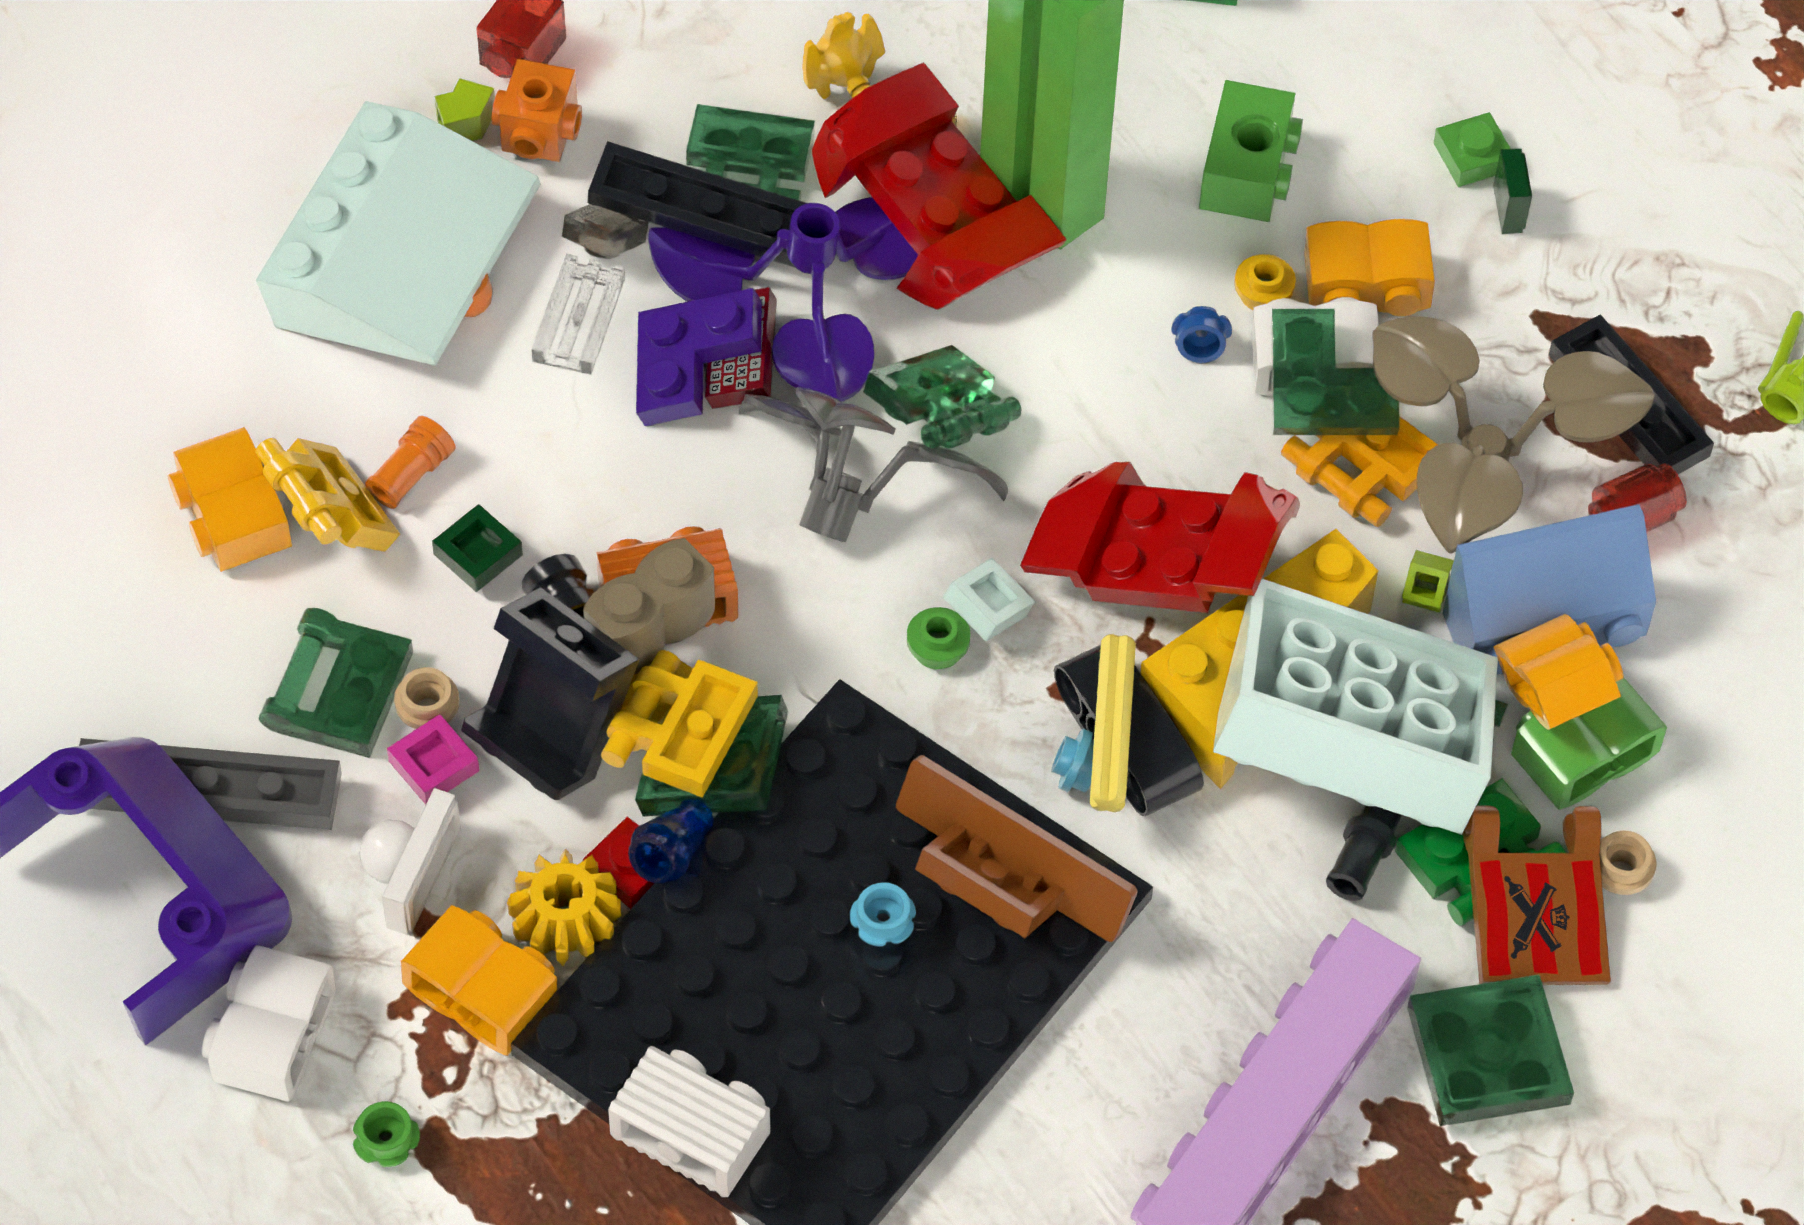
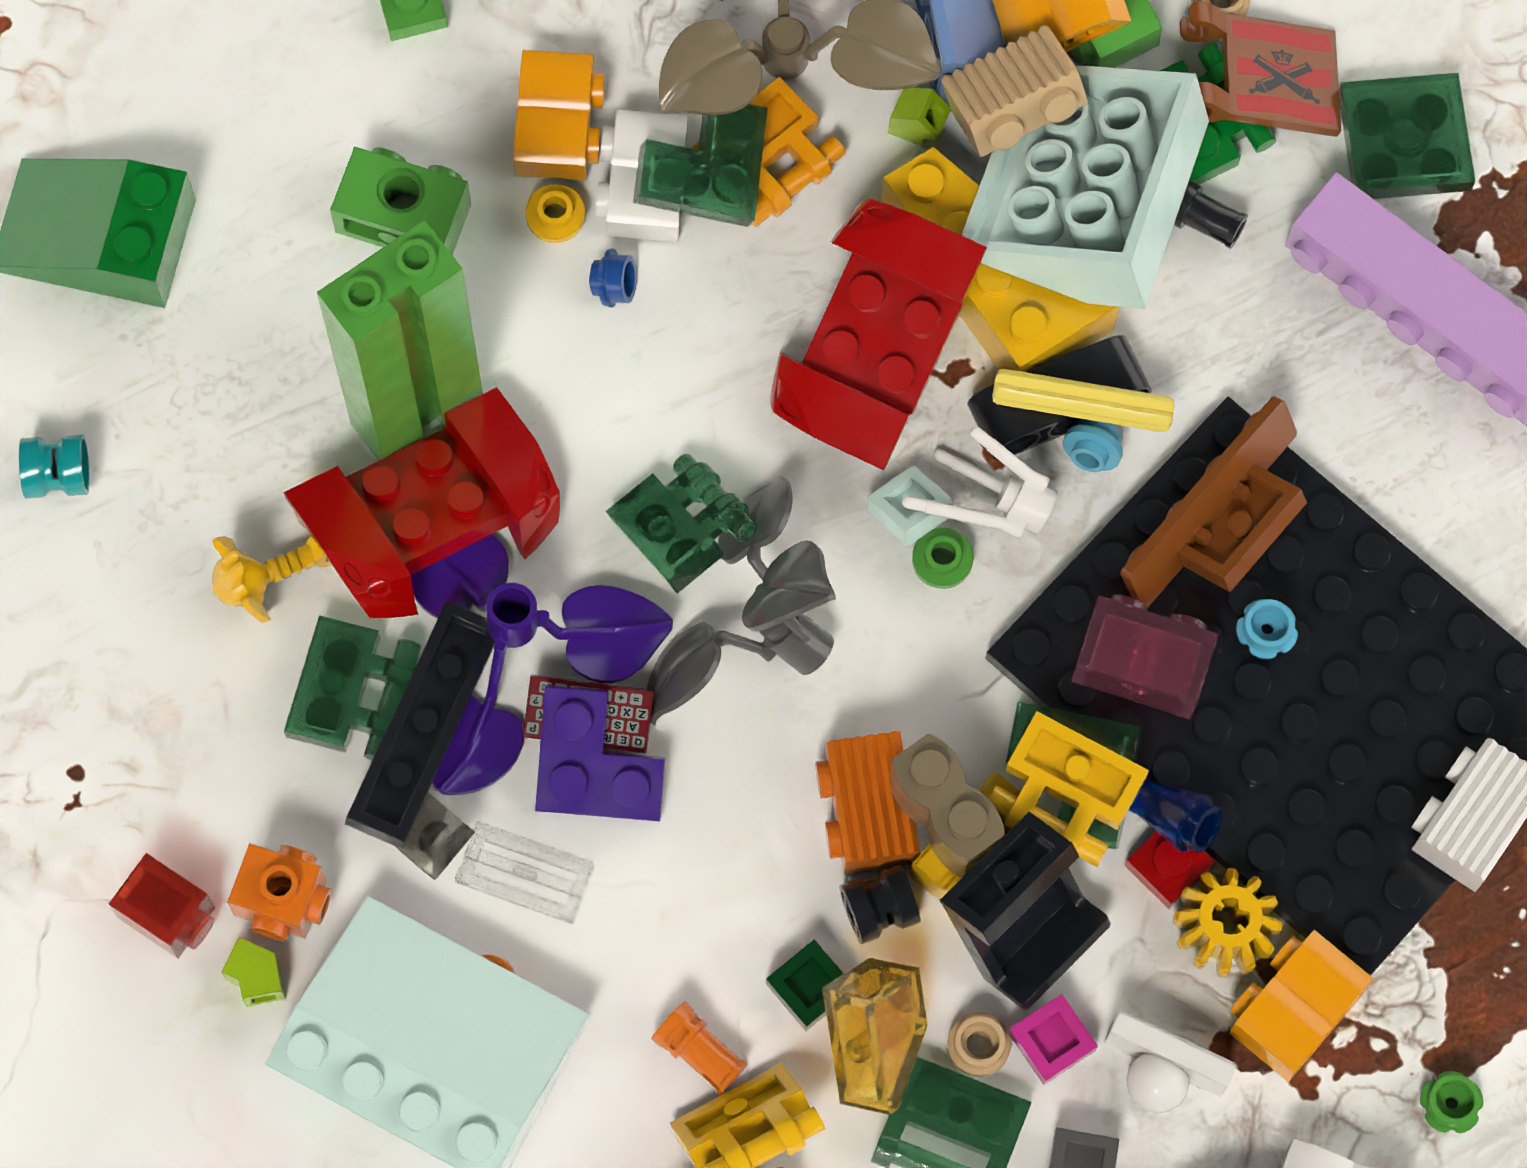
camera: 85 degrees left, 15 degrees up
(433, 594) = (875, 1032): none -> clear yellow slope
(836, 795) = (1145, 655): none -> clear pink brick
(1006, 692) = (1023, 501): none -> white plant
(1444, 621) = (1014, 91): none -> tan brick

